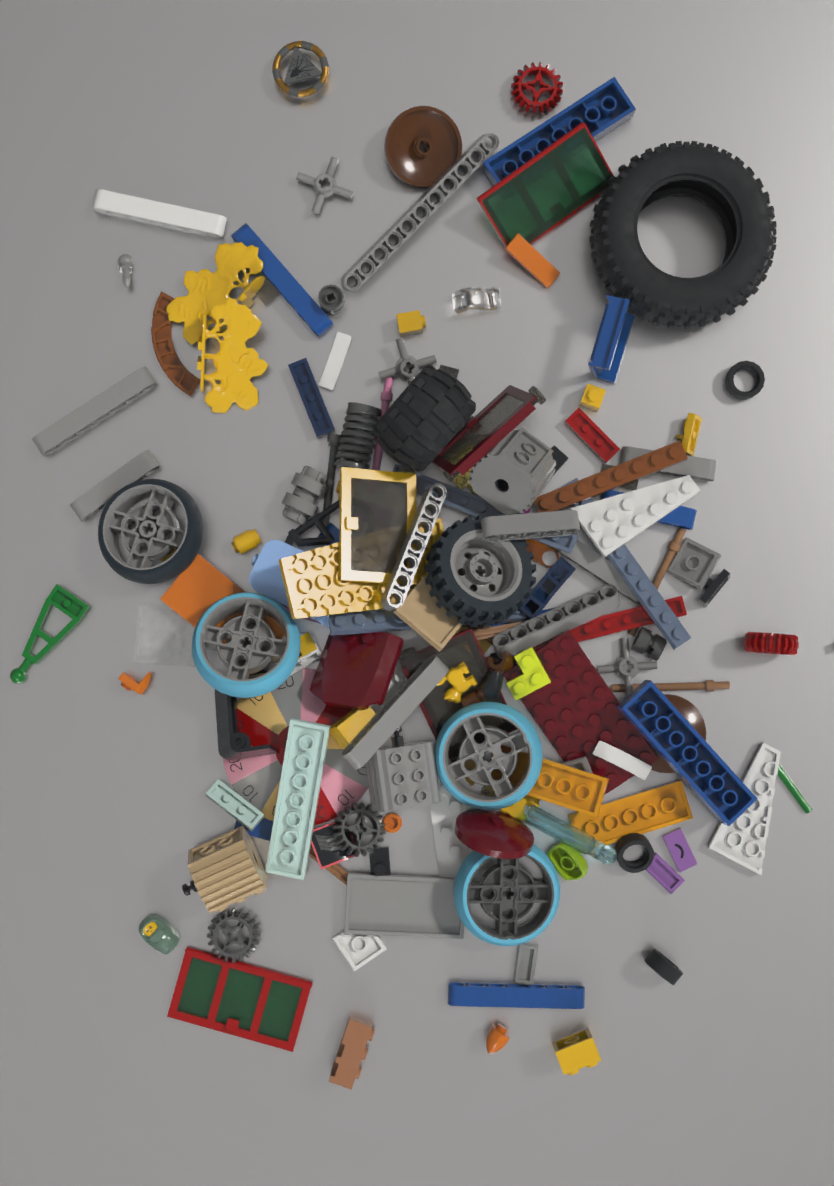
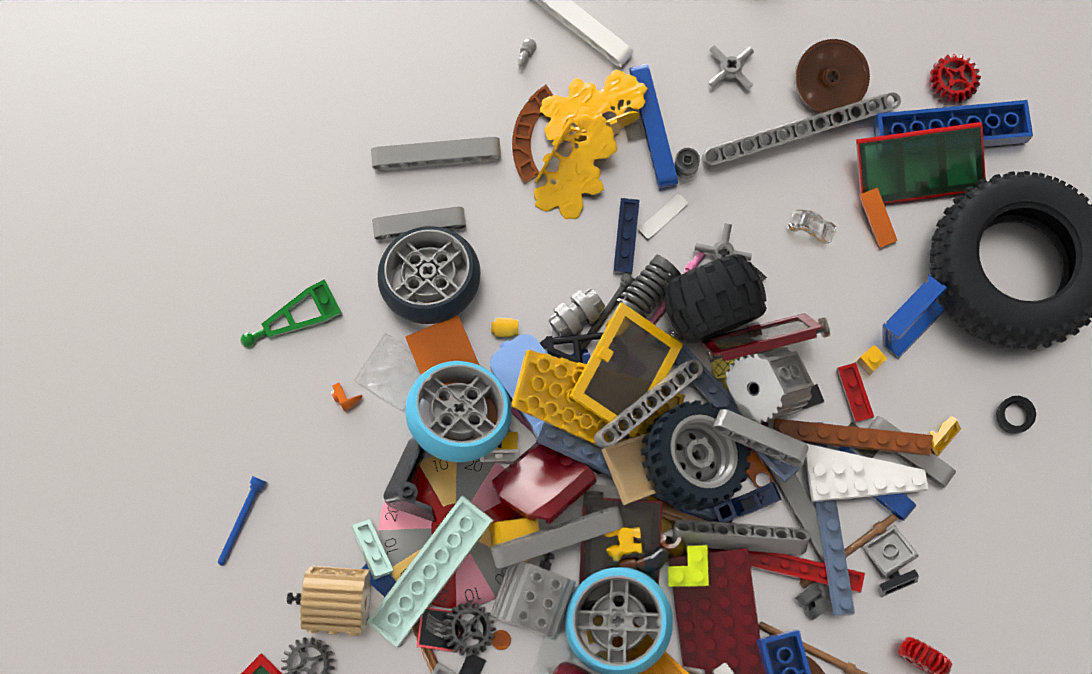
camera: 30 degrees right, 10 degrees down
(99, 803) = (256, 485): none -> blue piece
(159, 933) = (244, 628): sand green piece -> none
(410, 323) = (745, 216): yellow brick -> none
(631, 661) = (786, 604): light grey bar -> none

